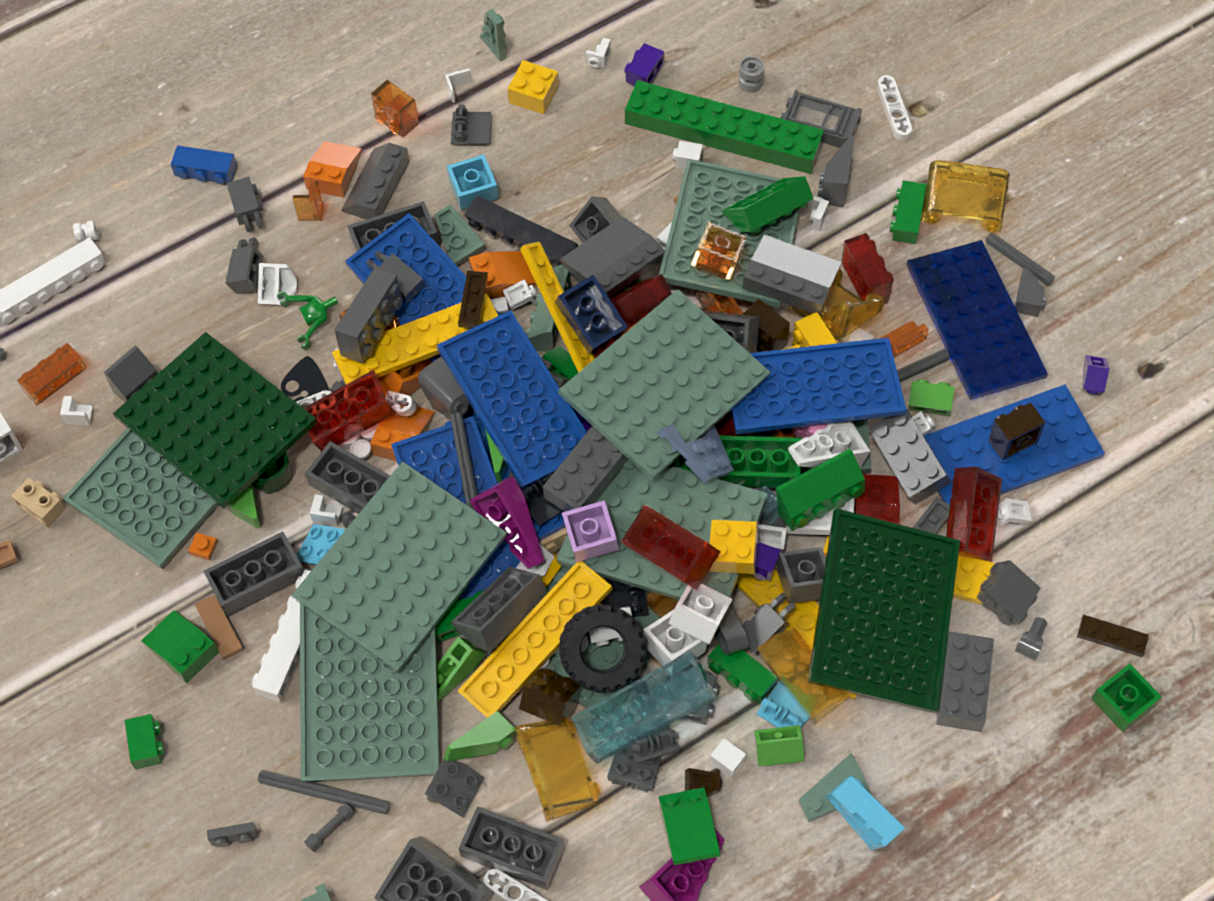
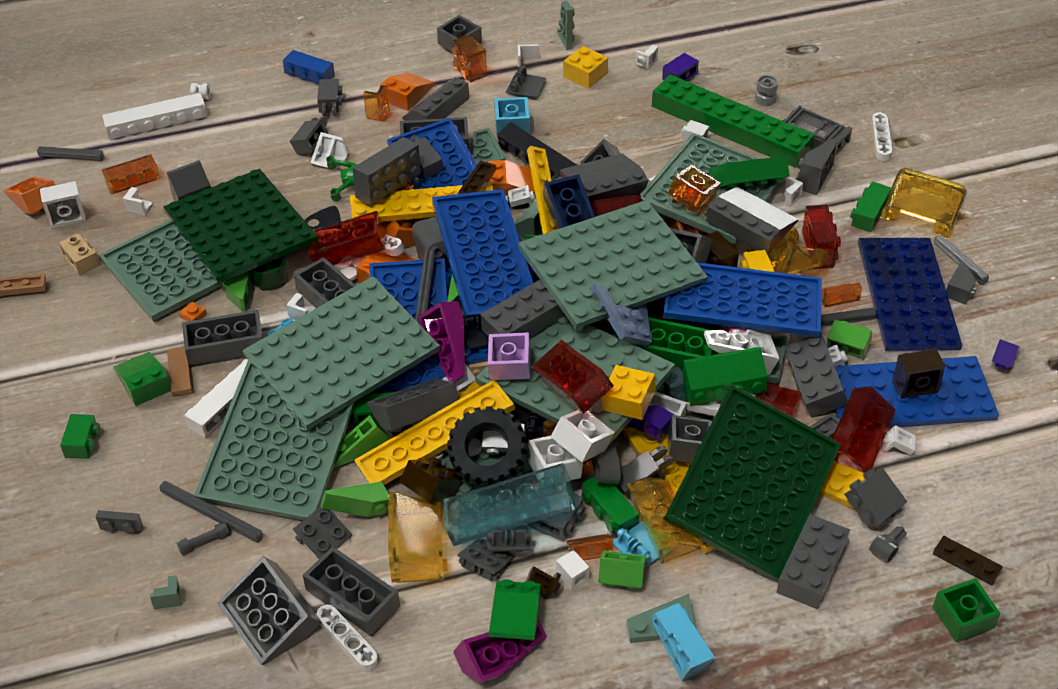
camera: 15 degrees right, 15 degrees down
(368, 72) = (455, 29): none -> dark grey brick
(736, 725) = (591, 546): none -> clear orange panel

